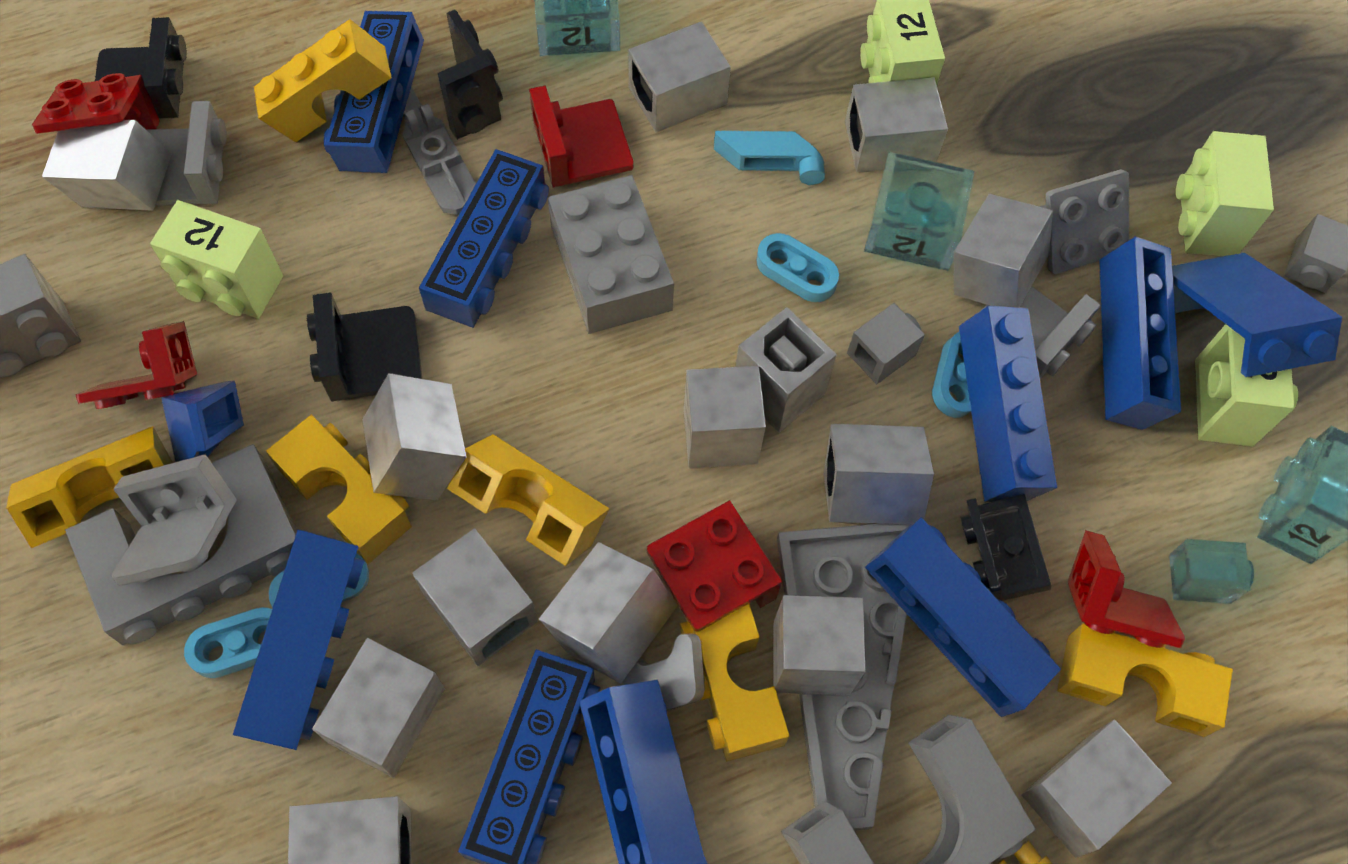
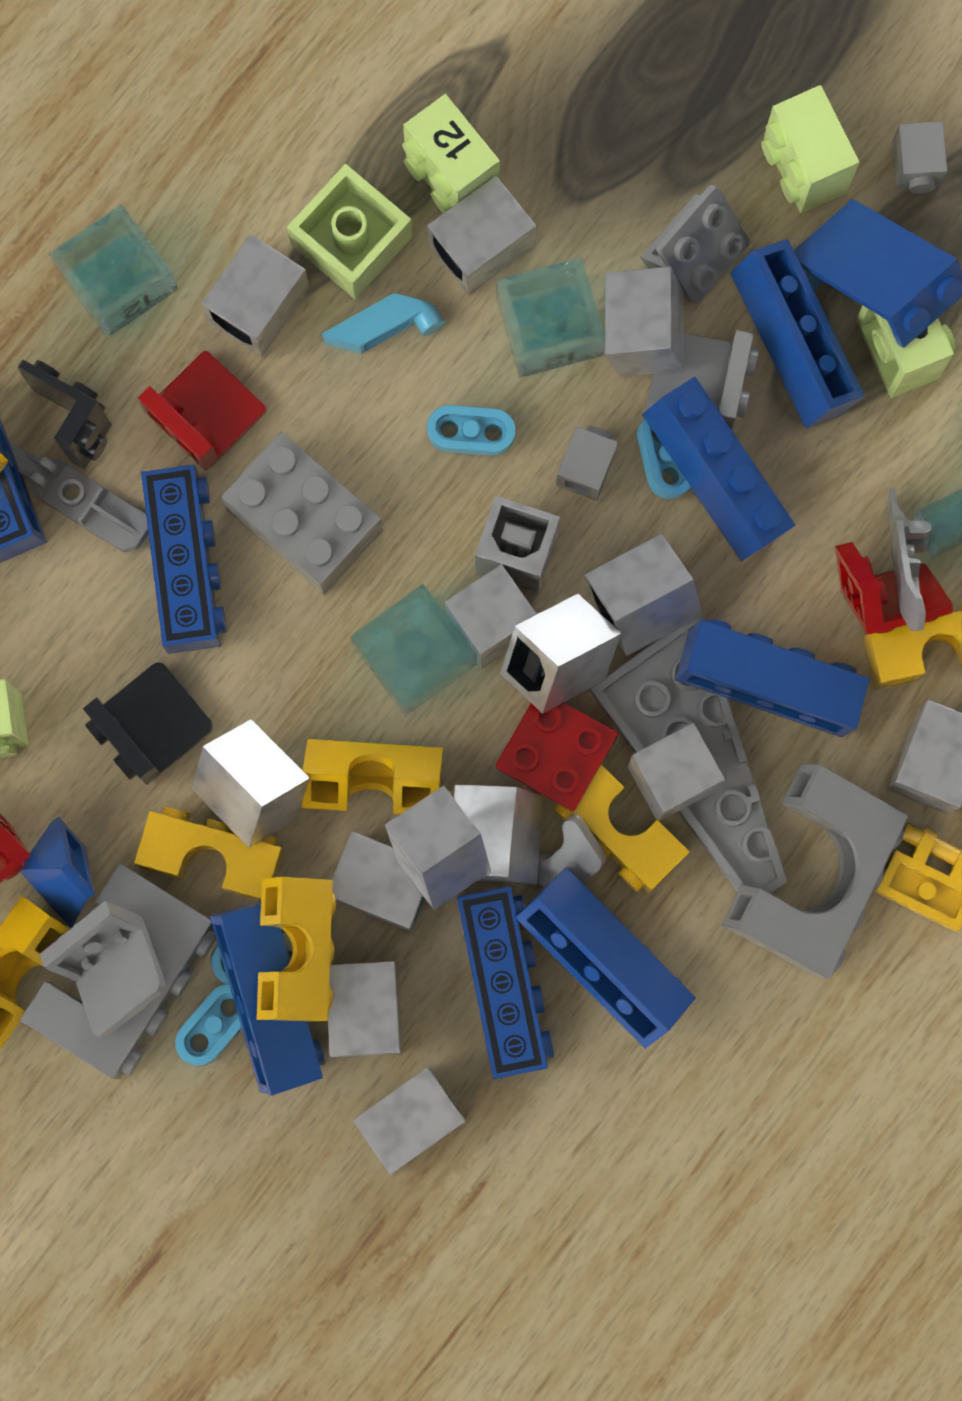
camera: 25 degrees left, 15 degrees up
(378, 568) = (305, 913): none -> yellow arch
(540, 576) = (438, 847): none -> flat silver piece
(637, 412) = (414, 650): none -> clear light blue brick
(767, 476) = (560, 653): none -> flat silver piece
(785, 68) = (350, 231): none -> yellowish green brick
(1007, 546) = (778, 595): black bracket -> none
(1157, 568) = (906, 540): none -> light grey piece

